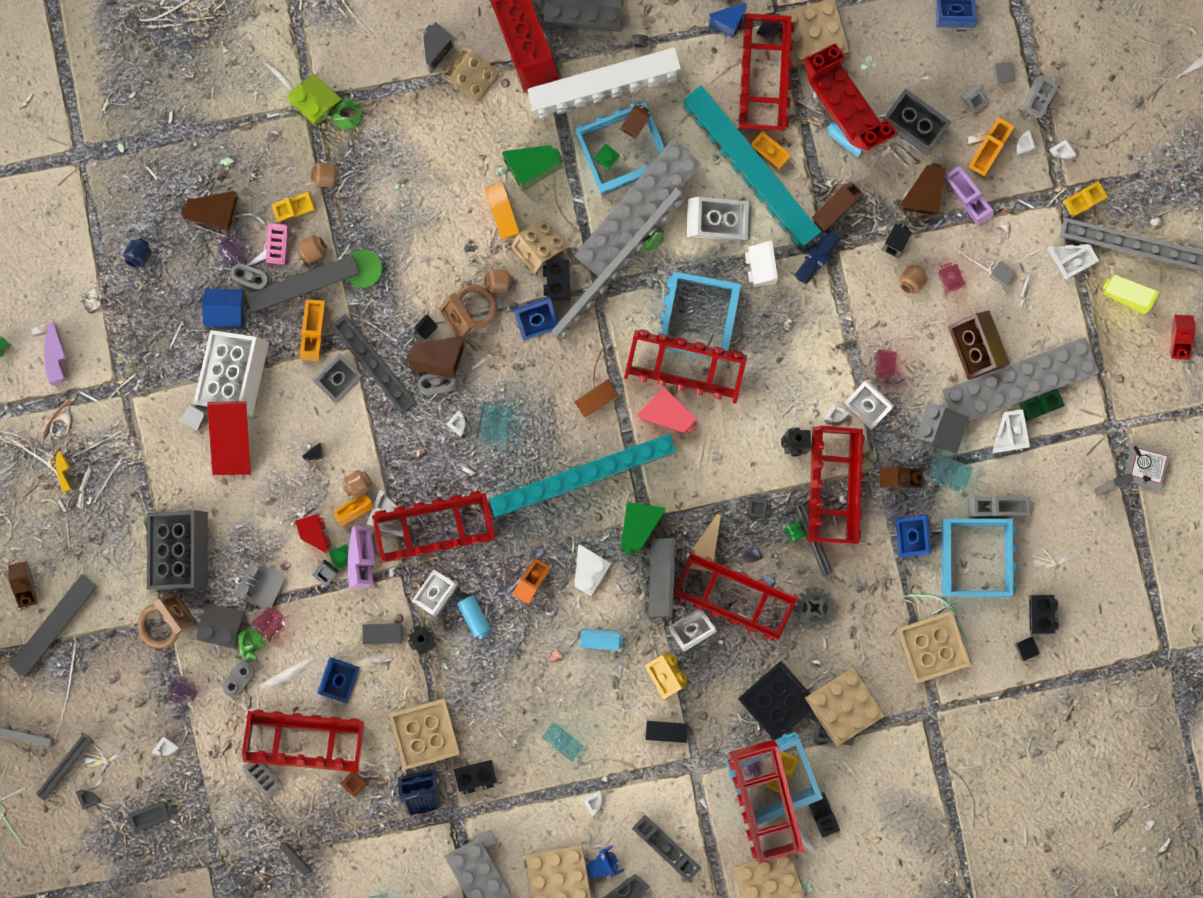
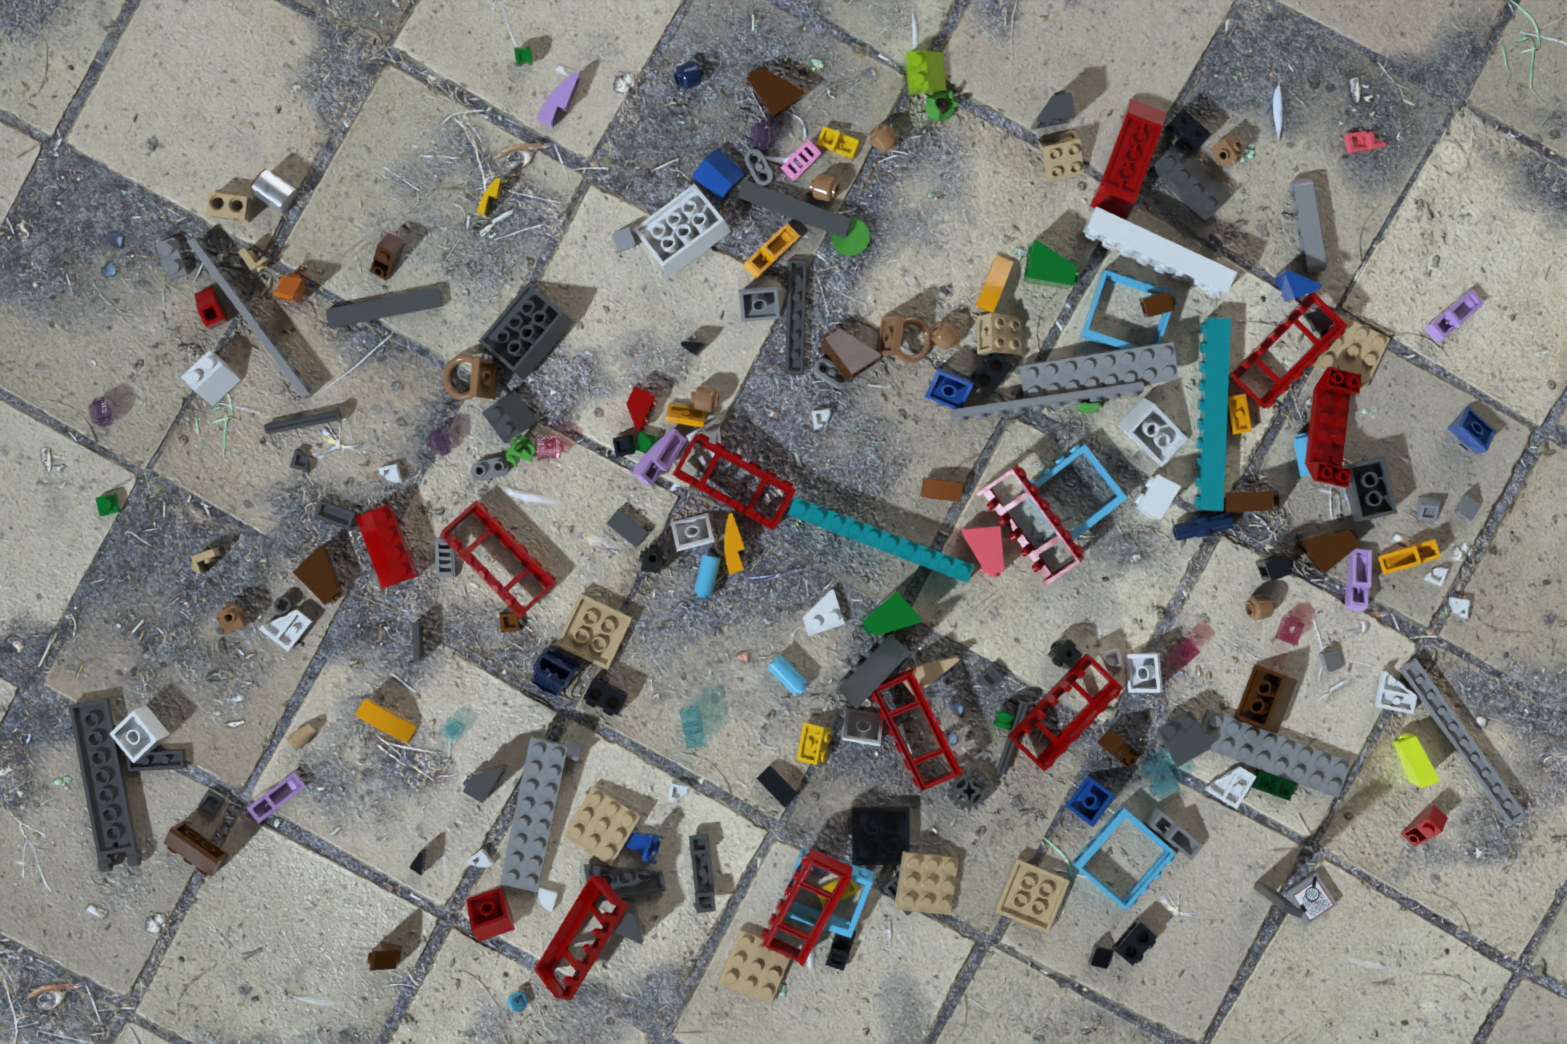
camera: 30 degrees right, 5 degrees up
(177, 873) = (320, 576): none -> reddish brown slope
(209, 806) = (387, 546): none -> red slope
(229, 438) = (637, 279): red tile -> none
(260, 585) = (566, 412): light grey hinge -> none
(338, 680) = (564, 535): blue slope -> none
(425, 326) = (860, 322): black slope -> none
(474, 576) = (733, 544): none -> light orange slope
(493, 423) = (848, 441): clear light blue bracket -> none
(531, 581) = (773, 586): orange slope -> none
(606, 156) = (1110, 311): green plate -> none
(1039, 97) = (1478, 550): light grey hinge -> none
(1085, 199) = (1443, 658): yellow slope -> none

